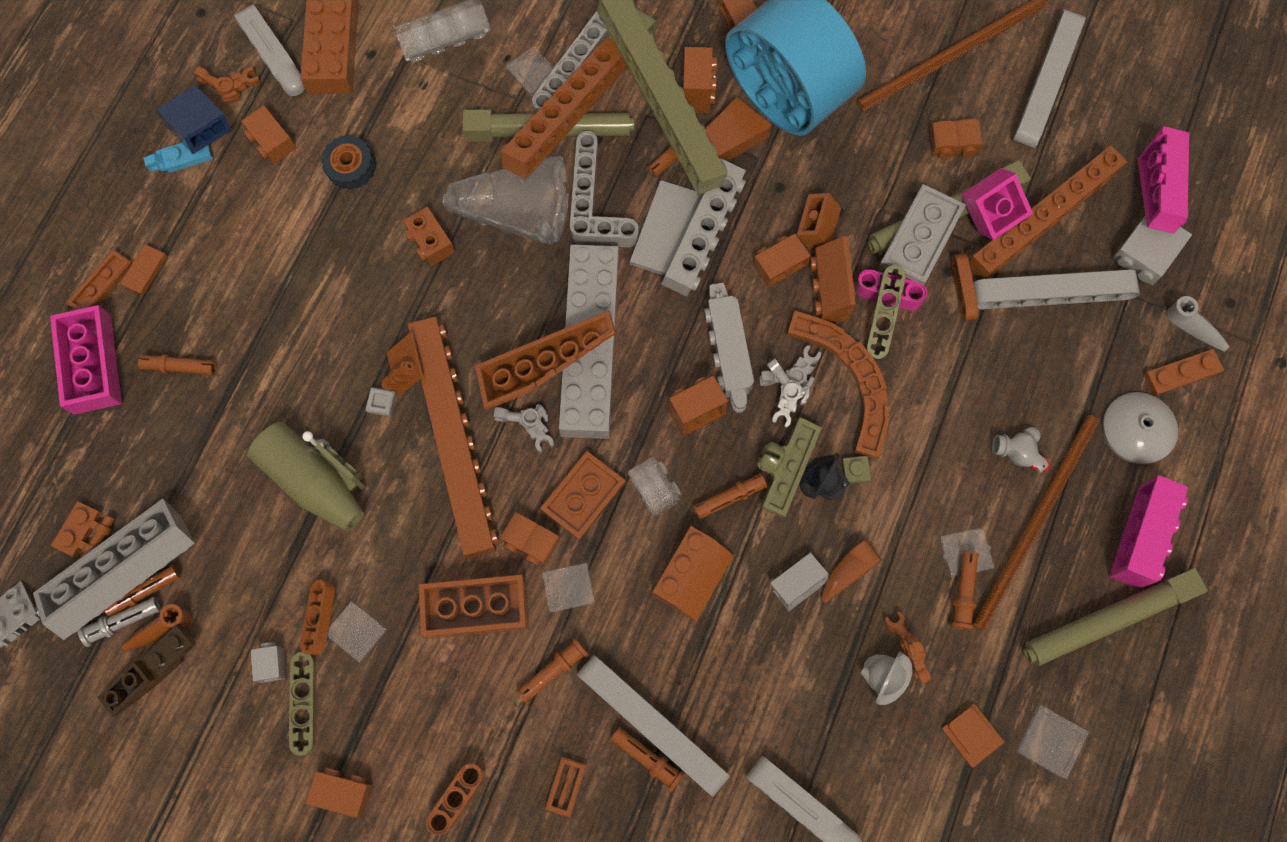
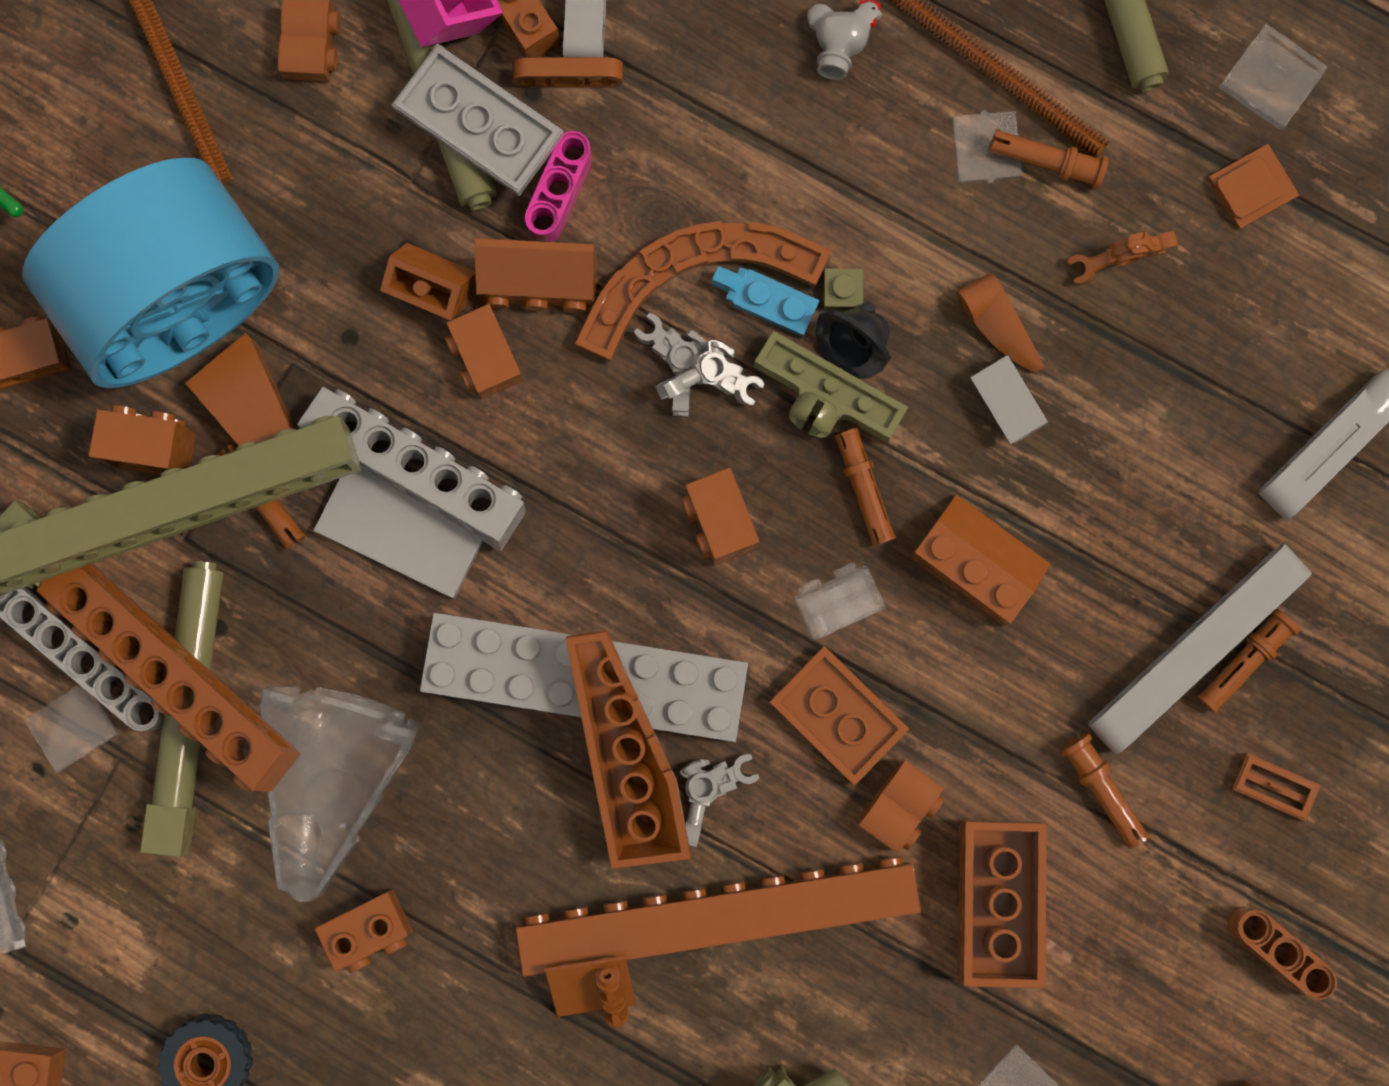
camera: 85 degrees left, 10 degrees up
(380, 402) = (643, 1031): light grey tile -> none
(568, 588) = (981, 753): clear piece -> none
(586, 198) = (332, 655): light grey beam -> none
(730, 346) = (620, 453): light grey hinge -> none
(841, 424) = (767, 299): none -> dark azure hinge
(888, 312) = (601, 196): olive beam -> none
(888, 676) = (1162, 294): light grey helmet -> none

